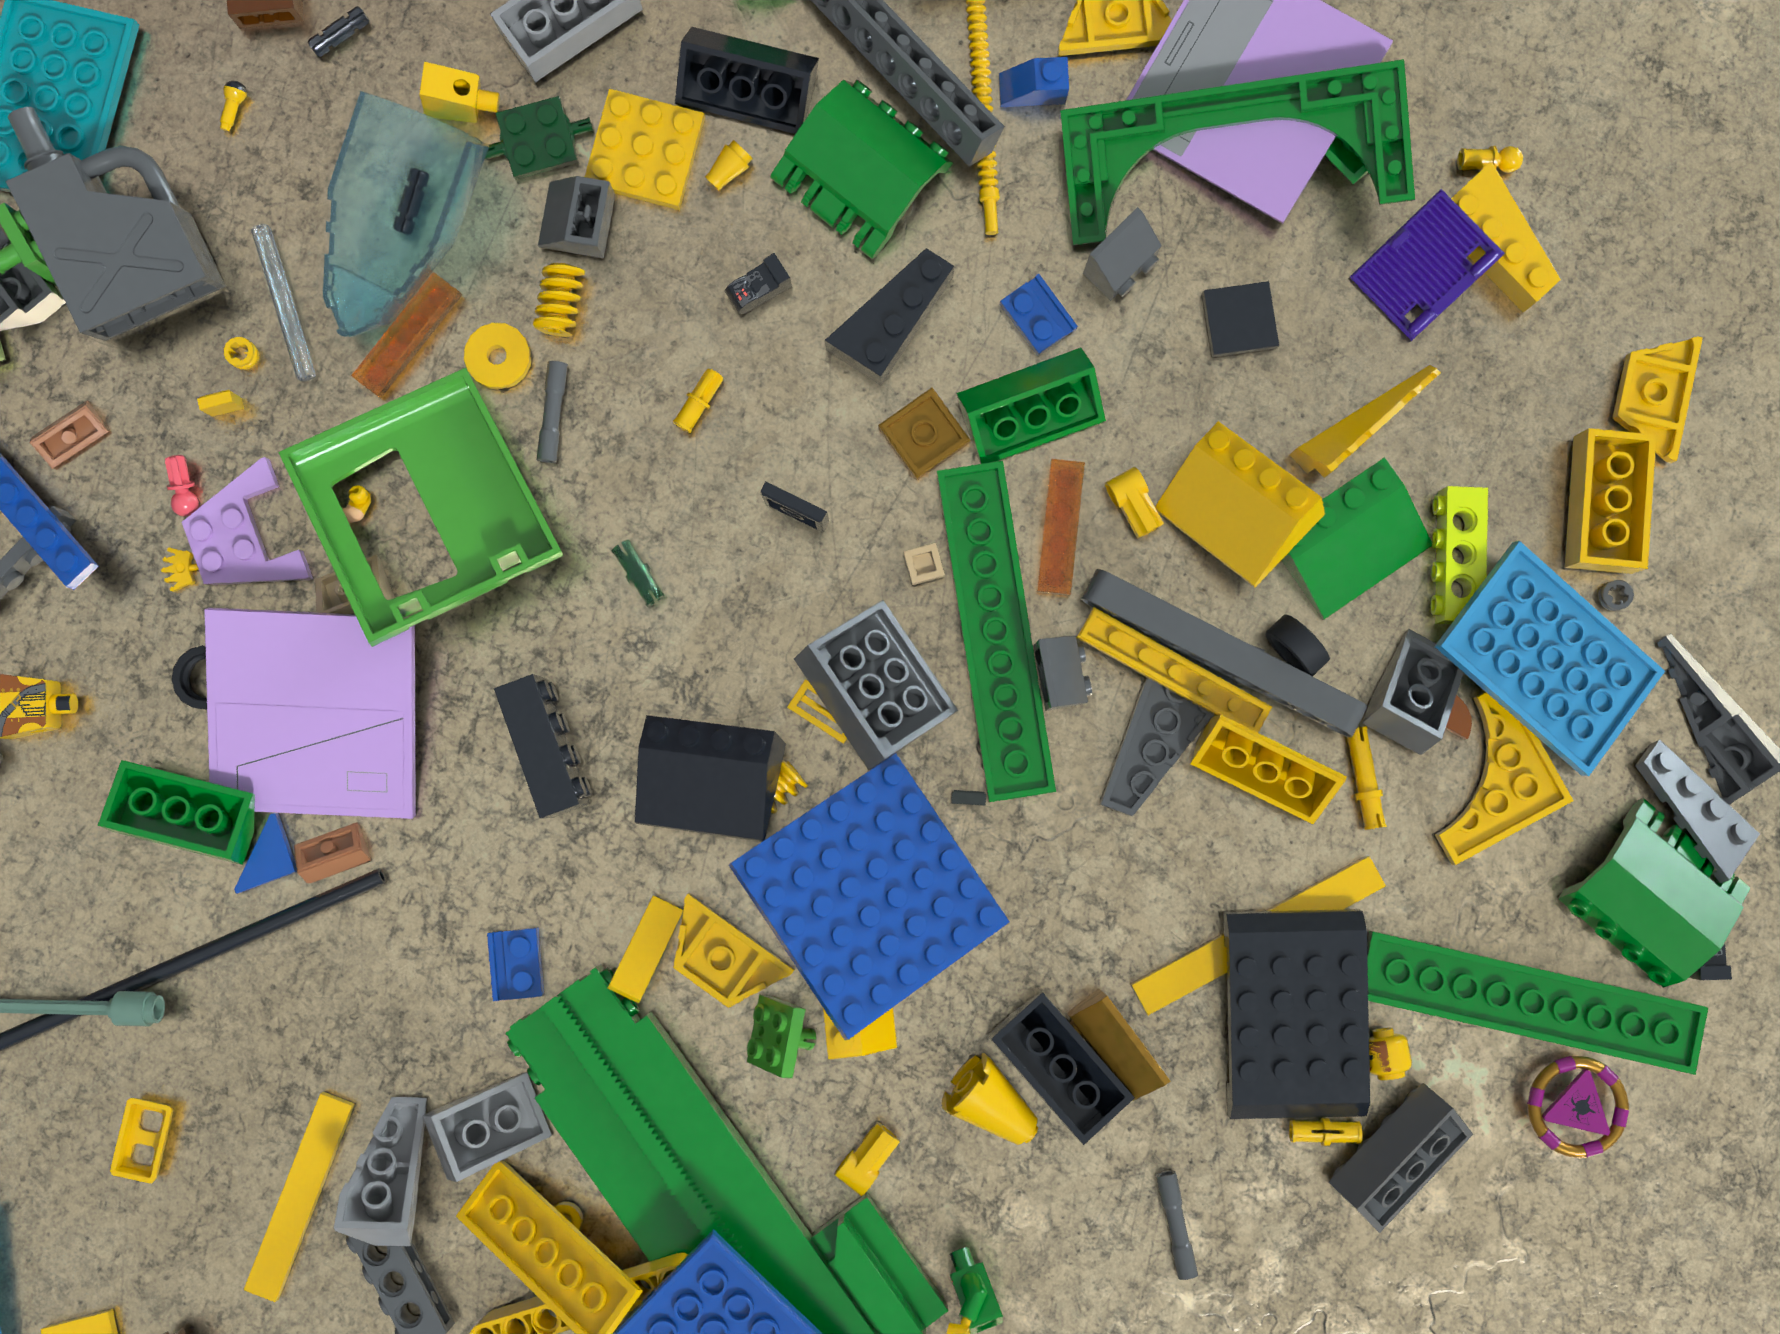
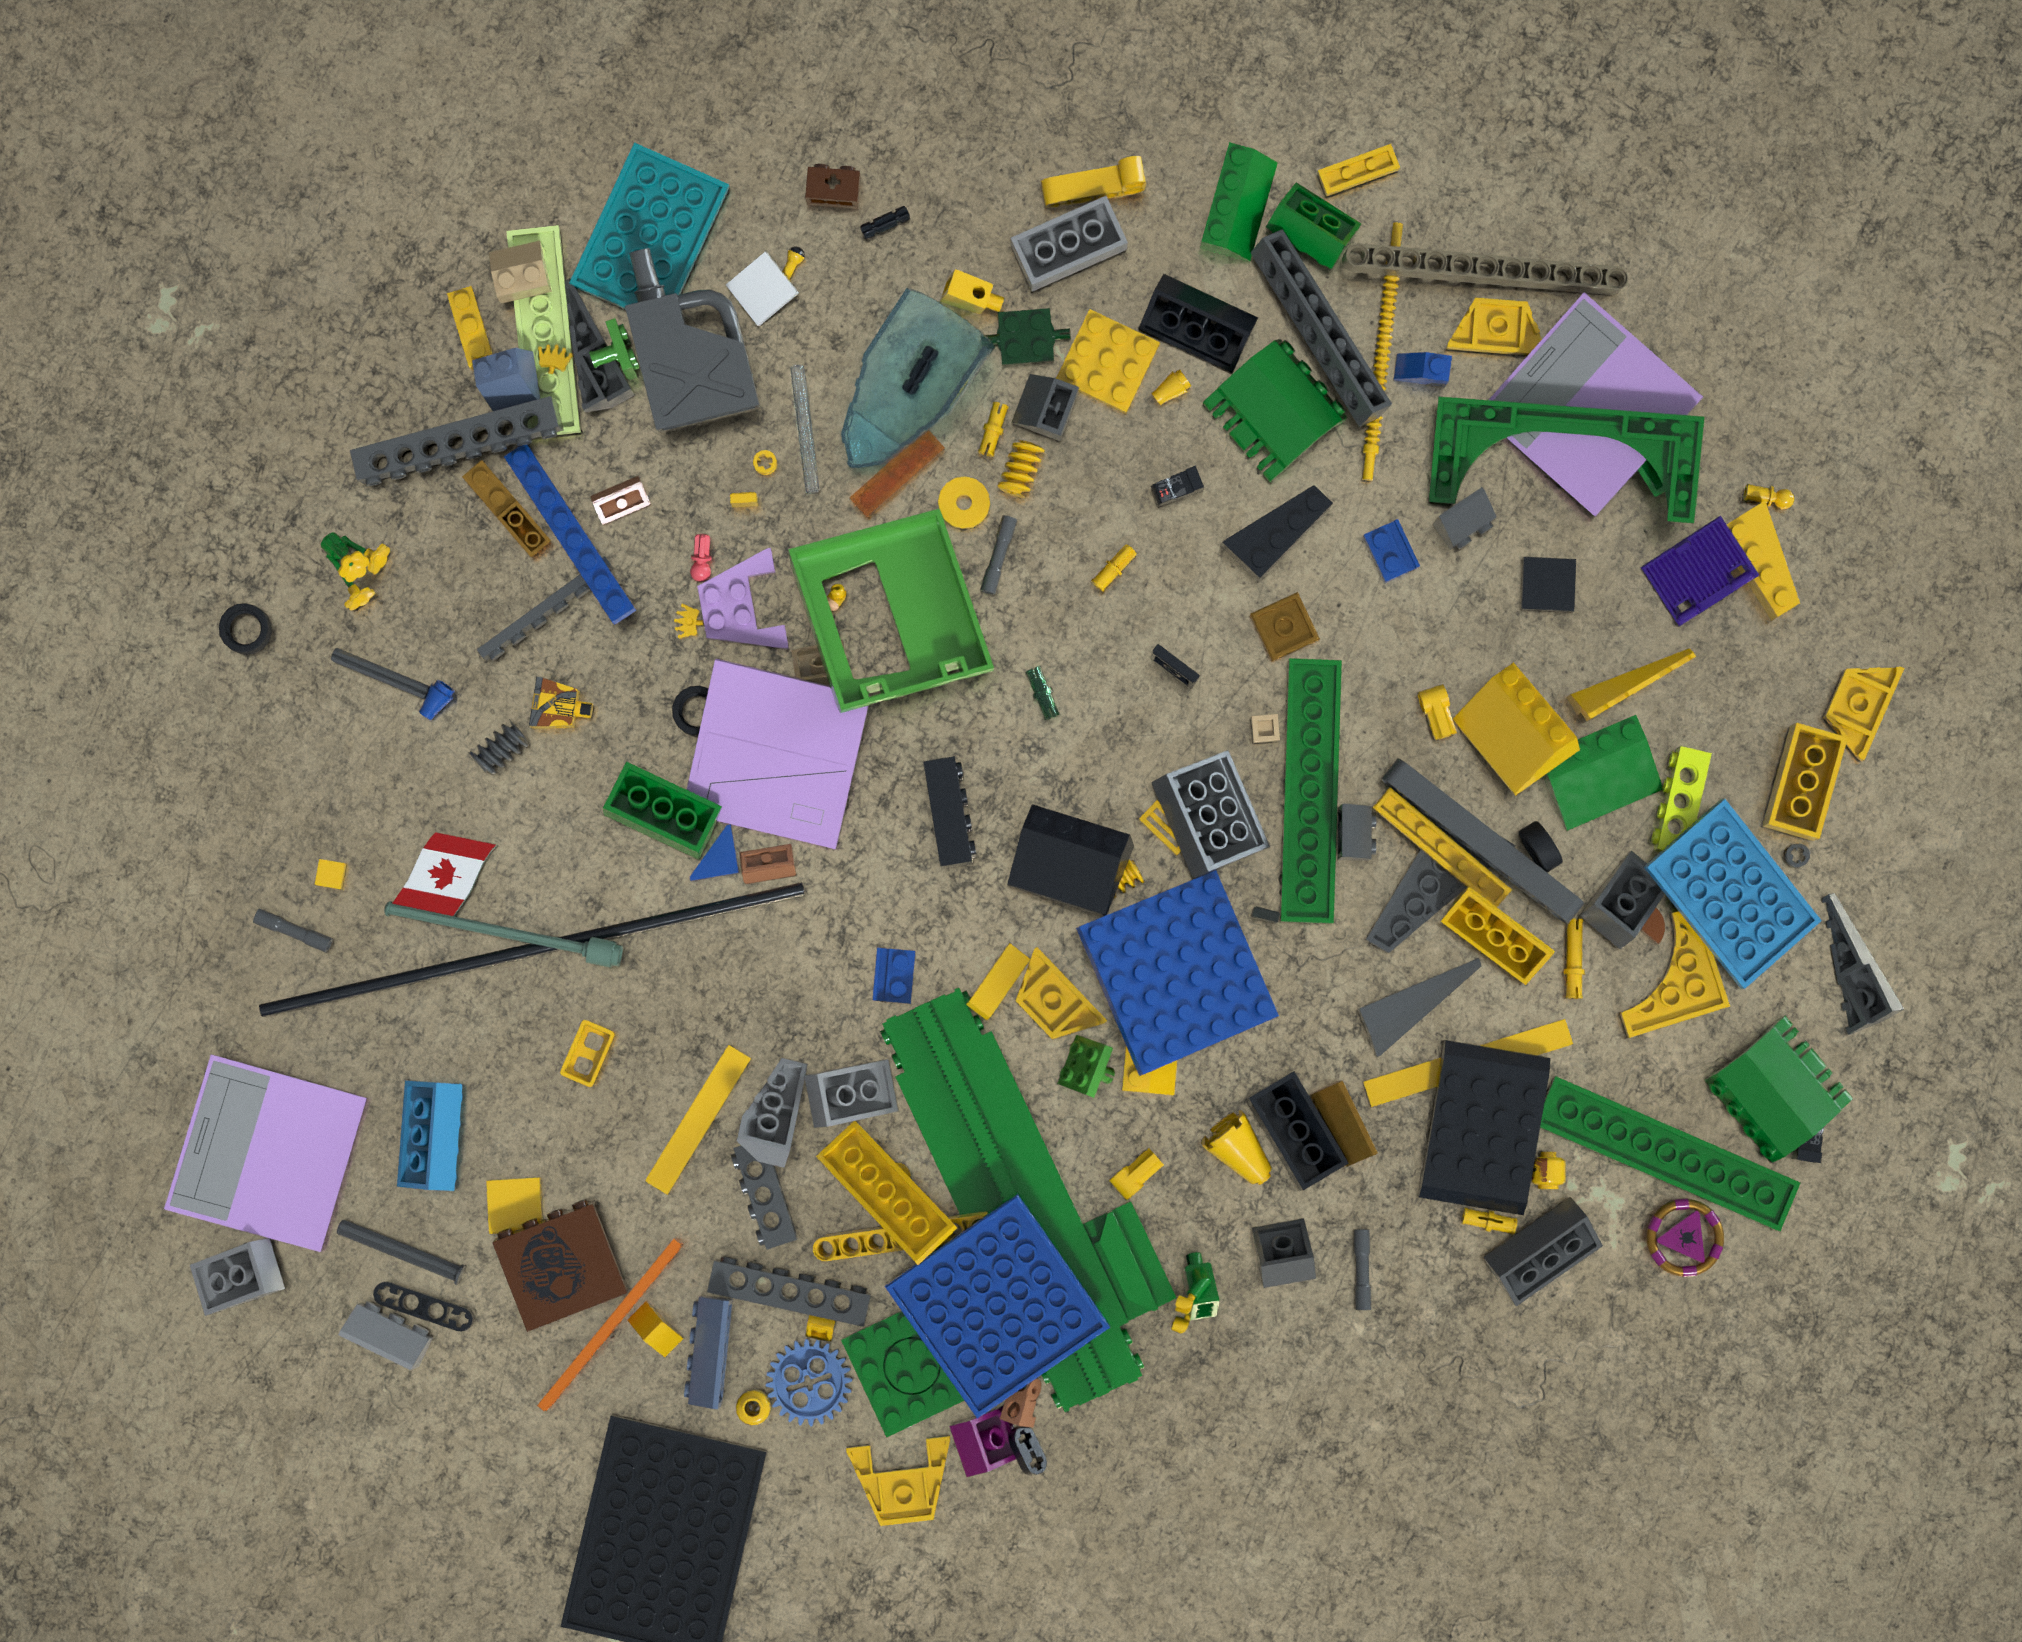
camera: 10 degrees right, 0 degrees up
(199, 139) = (762, 288): none -> white tile
(517, 258) = (993, 429): none -> yellow pin
(1032, 406) = (1372, 622): green slope -> none
(1060, 527) = (1376, 720): clear orange plate -> none
(1073, 1224) = (1284, 1253): none -> dark grey slope
(1158, 889) = (1396, 1014): none -> dark grey wedge
(1711, 821) = (1833, 1043): wing -> none

